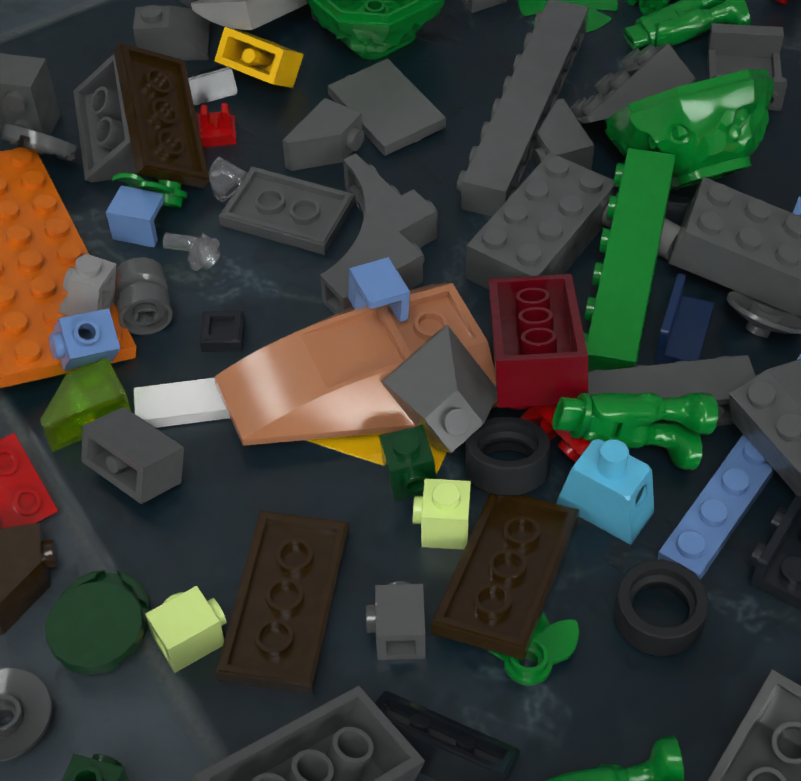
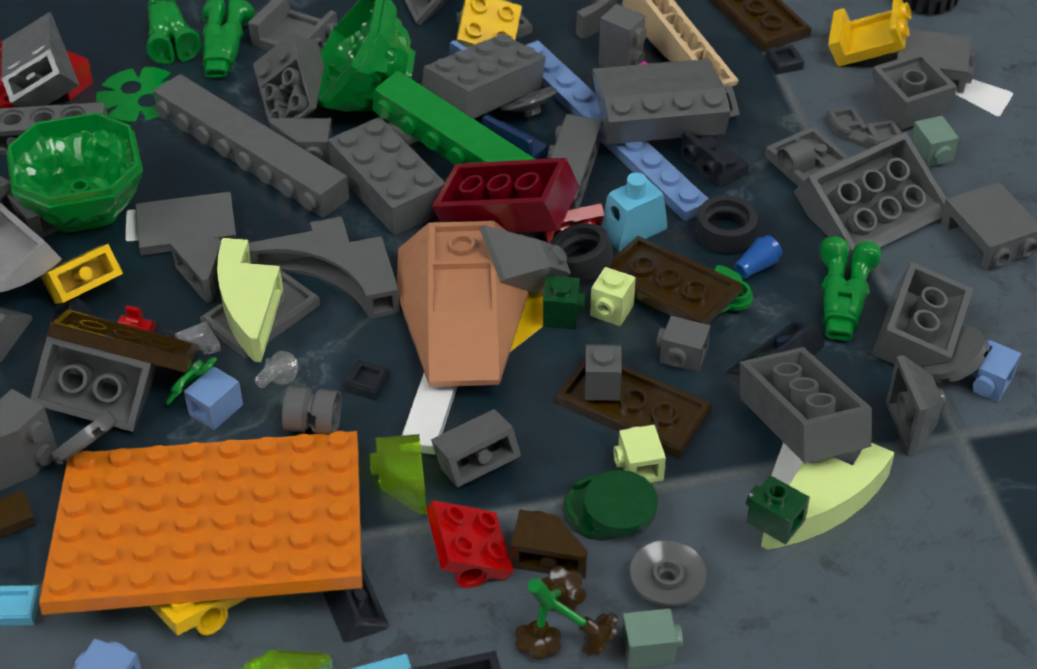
camera: 70 degrees left, 5 degrees down
(84, 339) = (357, 441): medium blue brick -> none
(89, 286) = (303, 428): light grey brick -> none
(275, 183) = (248, 295): none -> yellowish green slope
(306, 535) = (603, 371): none -> dark grey slope
(379, 285) = (431, 244): medium blue panel -> none
(616, 666) = (759, 256): none -> blue cone
(632, 419) = (601, 170): green piece -> none

